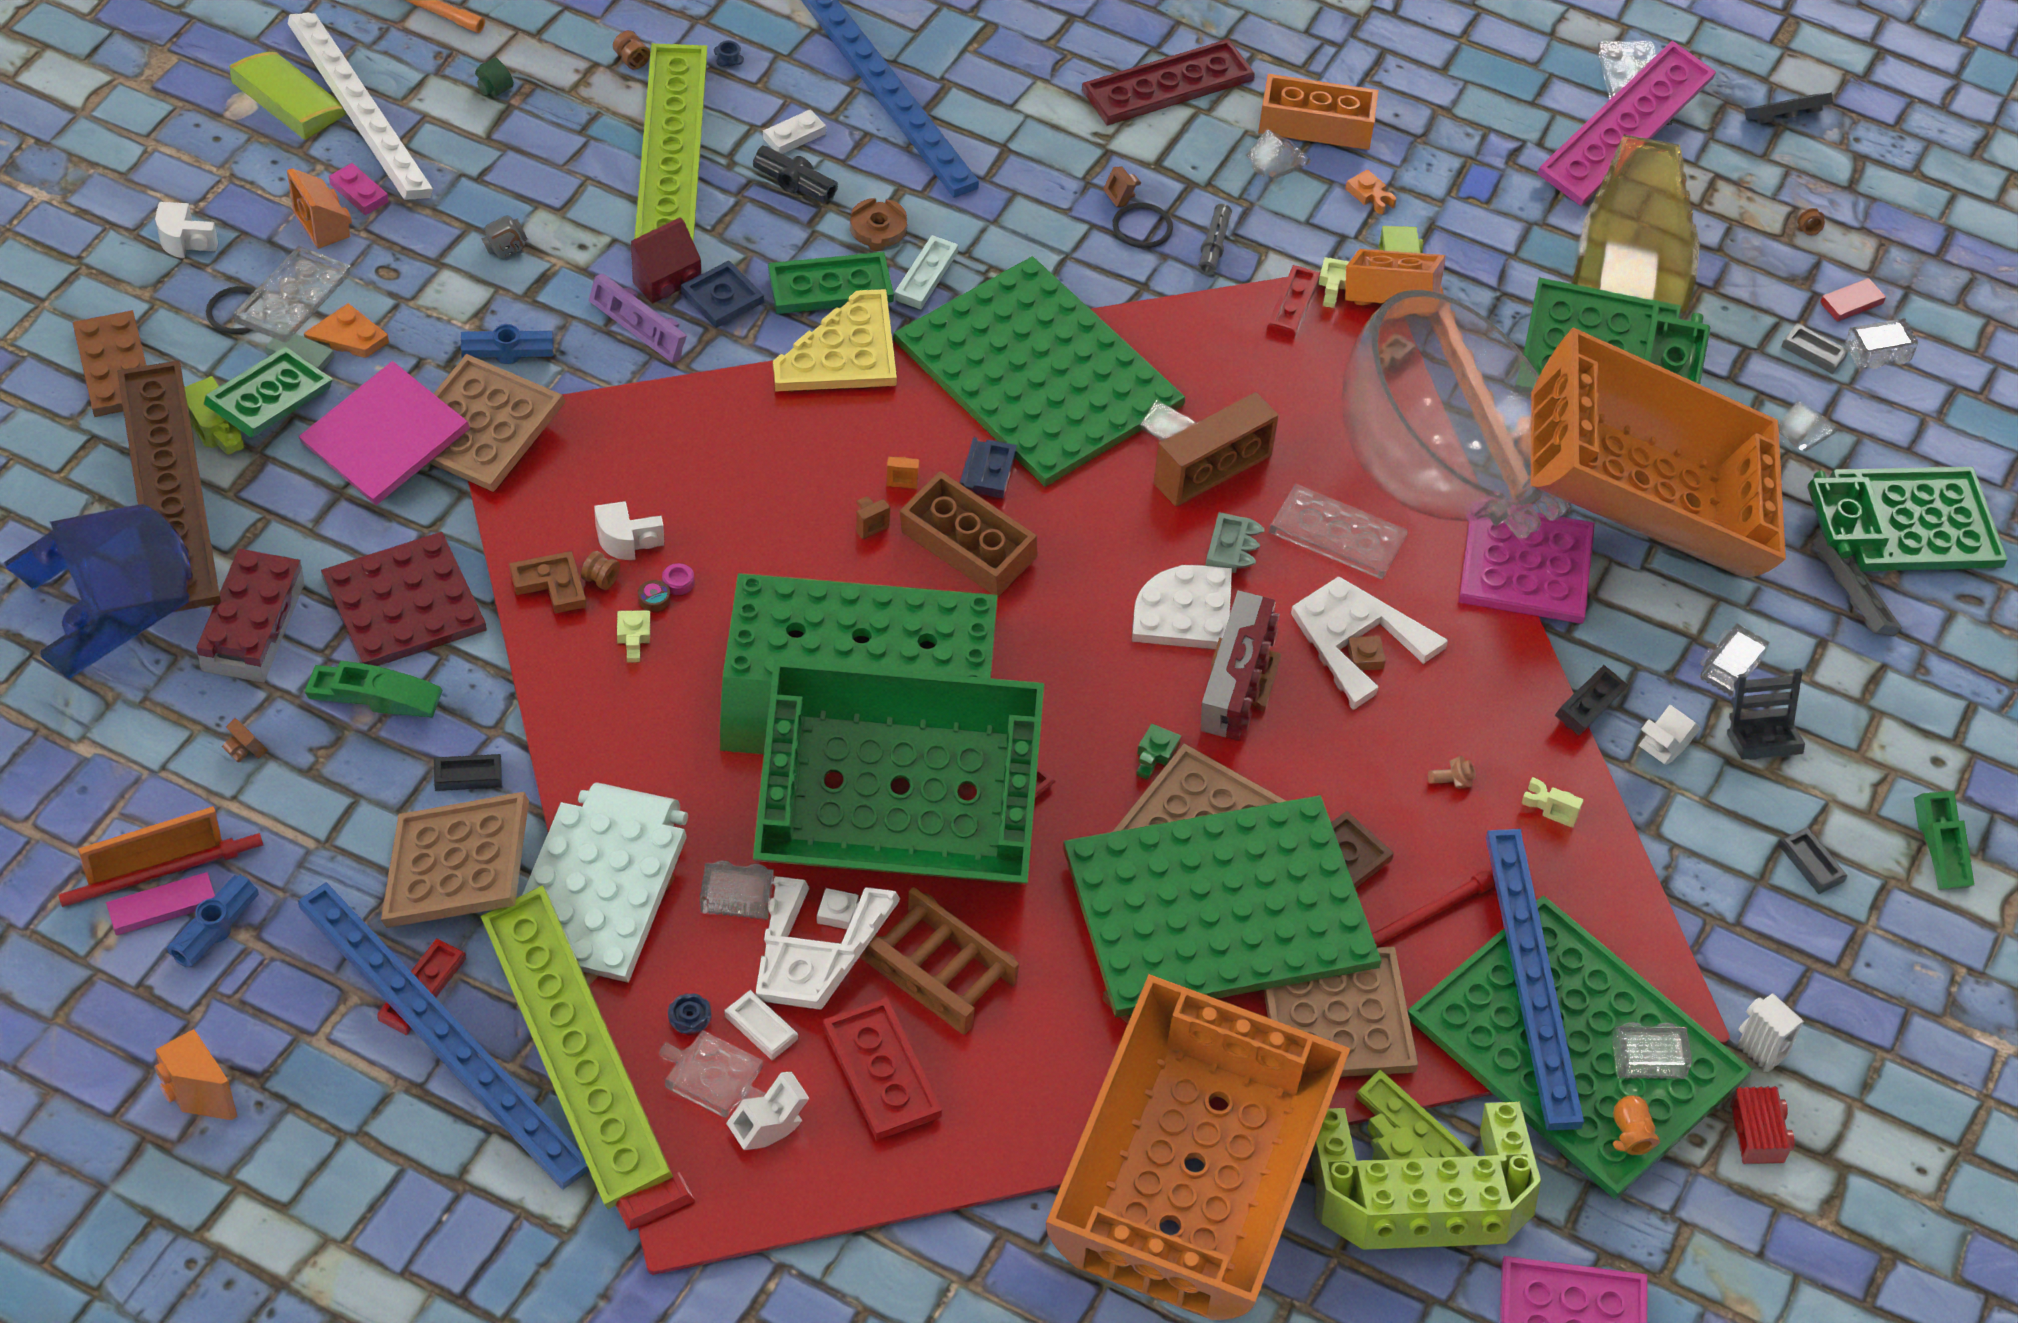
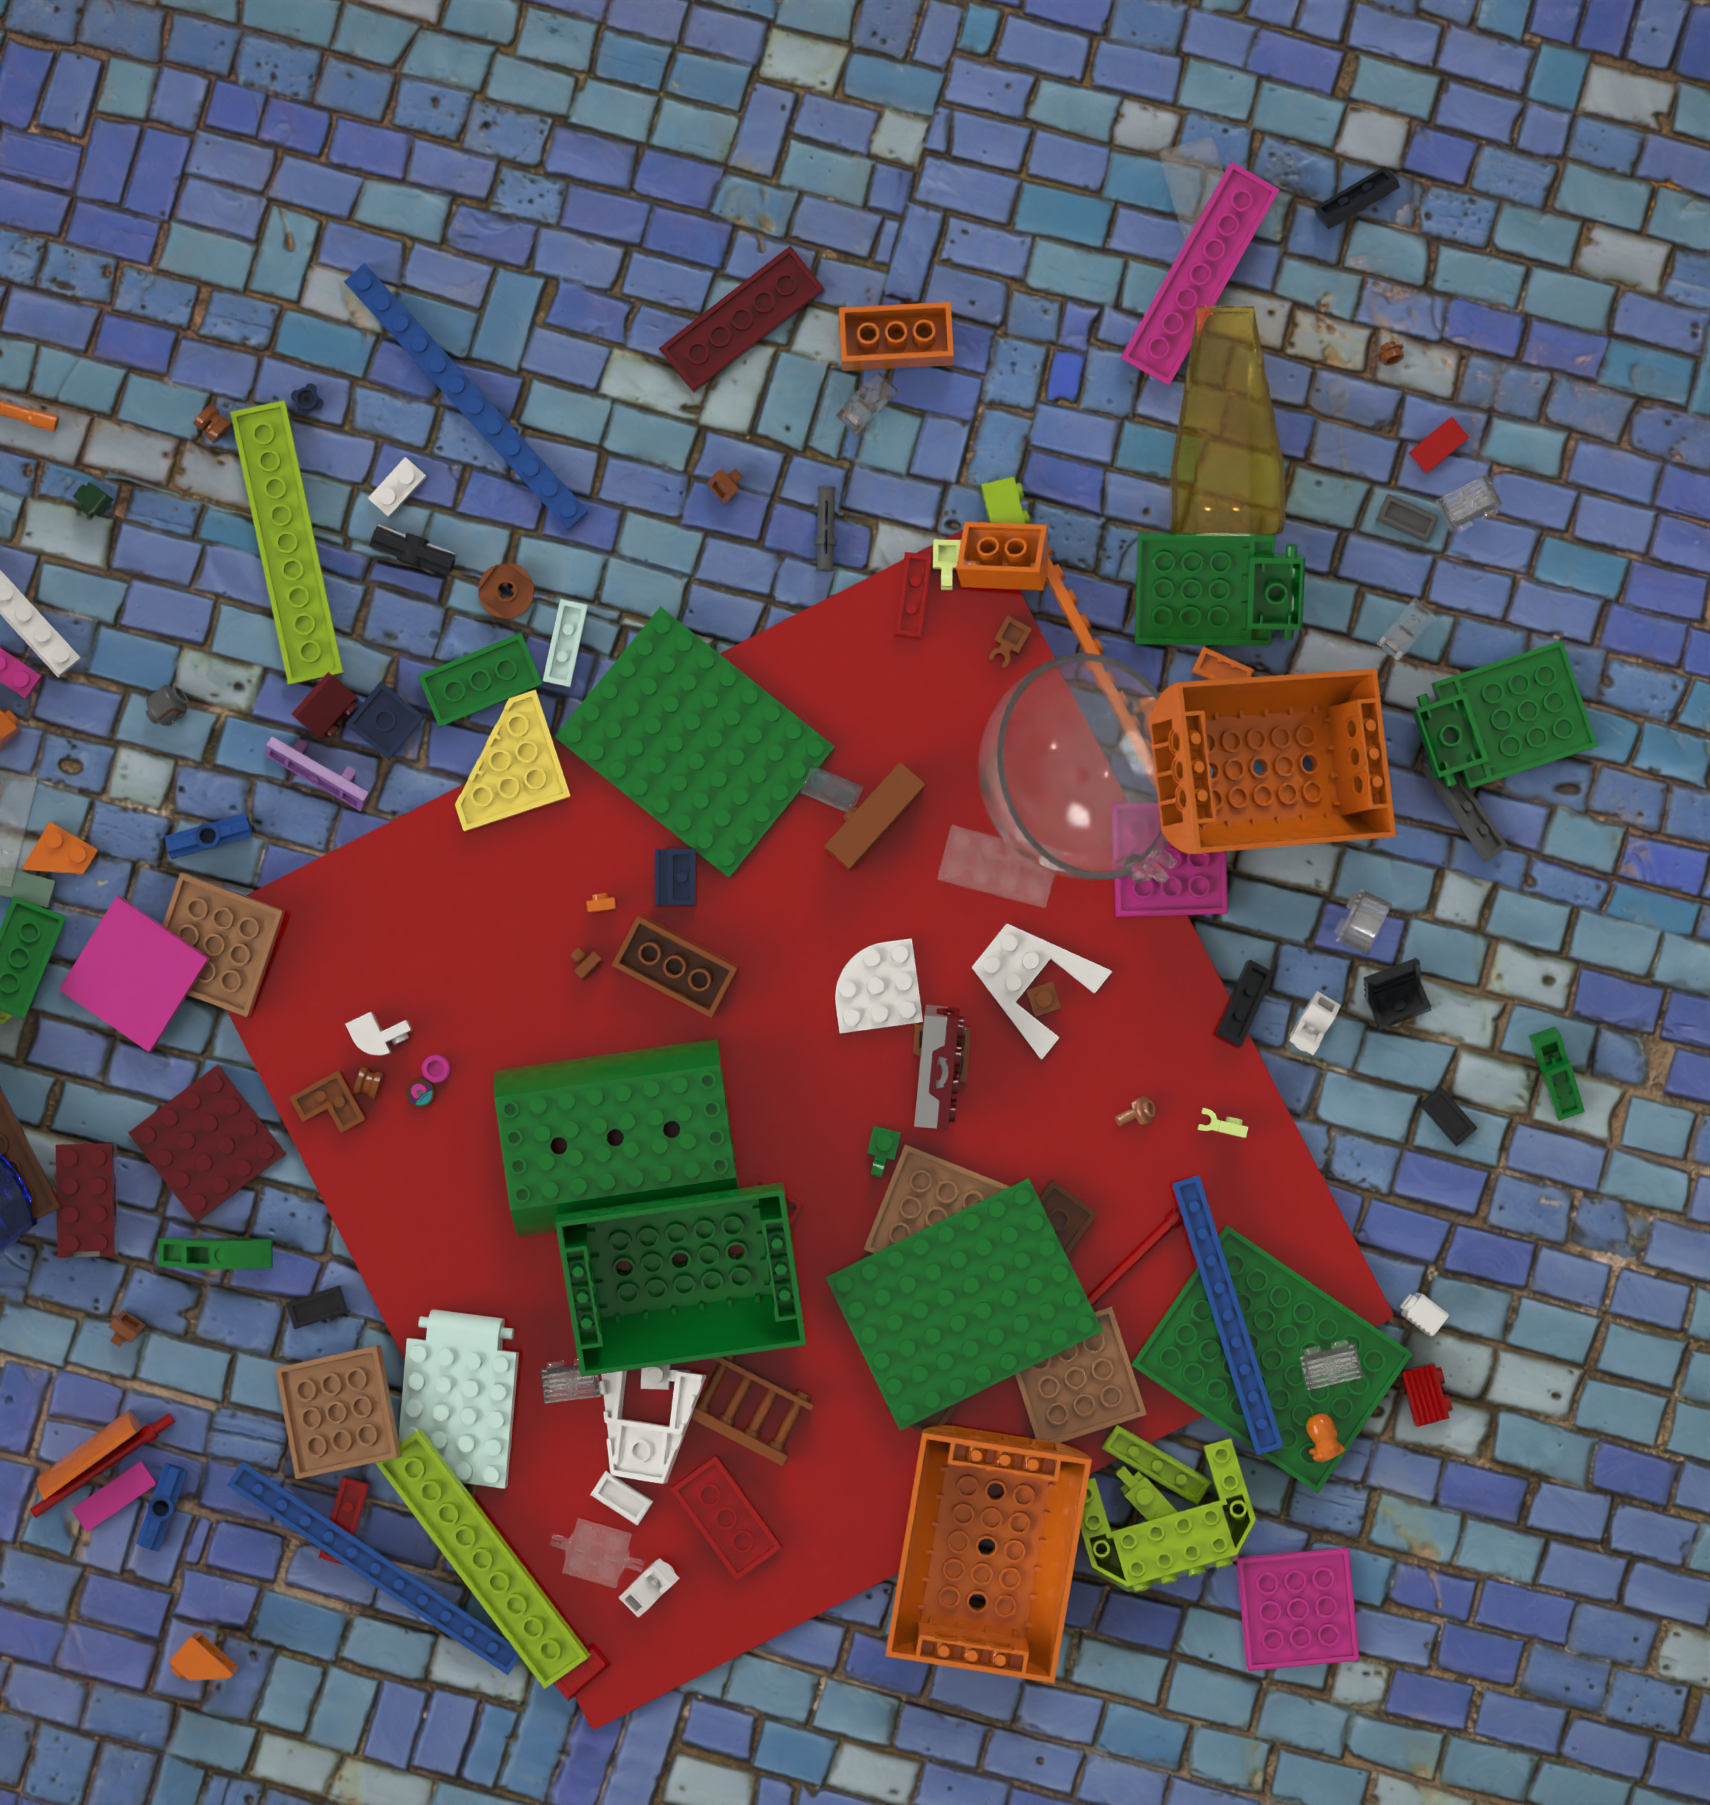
camera: 10 degrees left, 35 degrees up
(633, 629) = (413, 1134): yellowish green plate -> none
(689, 1004) = (560, 1514): dark blue plate -> none
(1140, 244) = (753, 496): black tyre -> none
(1232, 541) = (905, 909): sand green plate -> none
(1369, 188) = (960, 417): orange plate -> none

